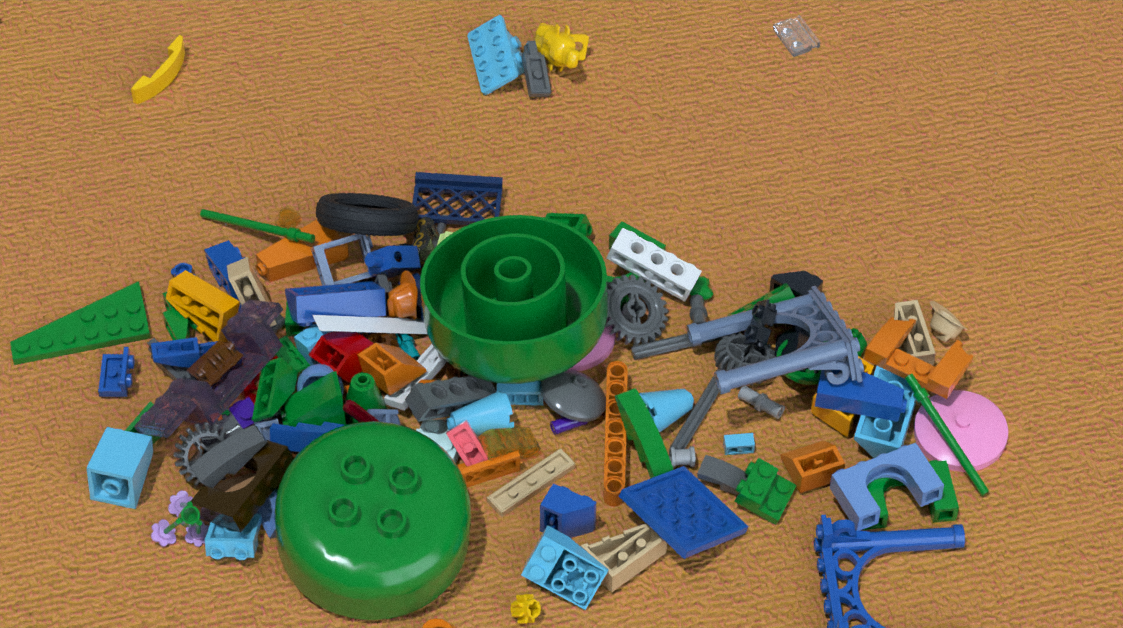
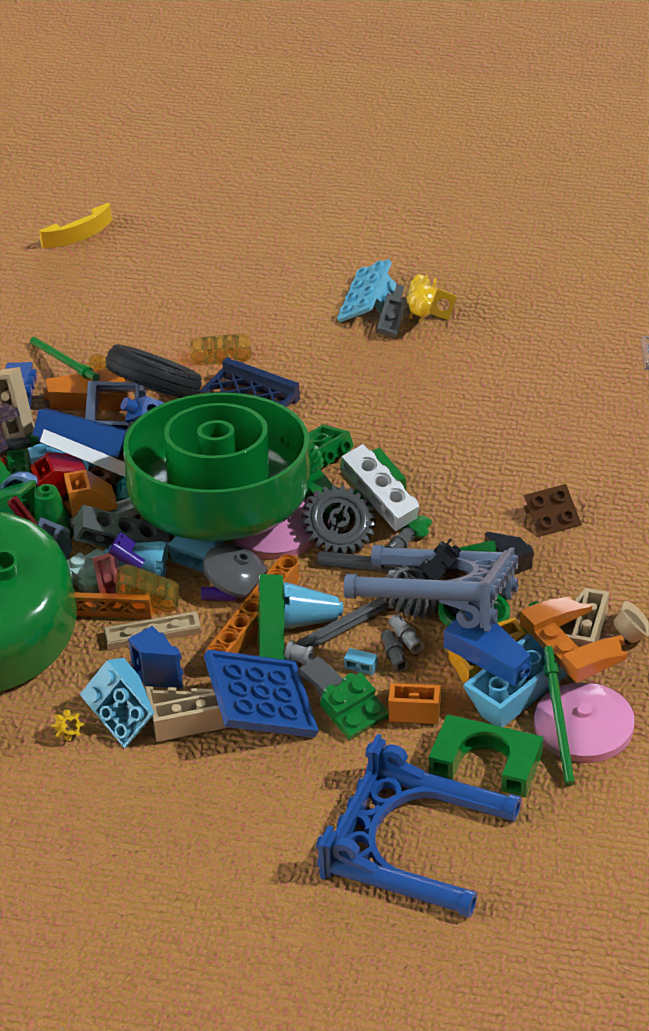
camera: 30 degrees right, 10 degrees down
(397, 163) = (216, 348): none -> clear yellow beam
(475, 416) = (122, 550): none -> dark purple piece
(761, 422) = (394, 651): none -> dark grey pin
(806, 231) = (552, 510): none -> reddish brown hinge
(904, 464) = (490, 721): medium blue arch -> none

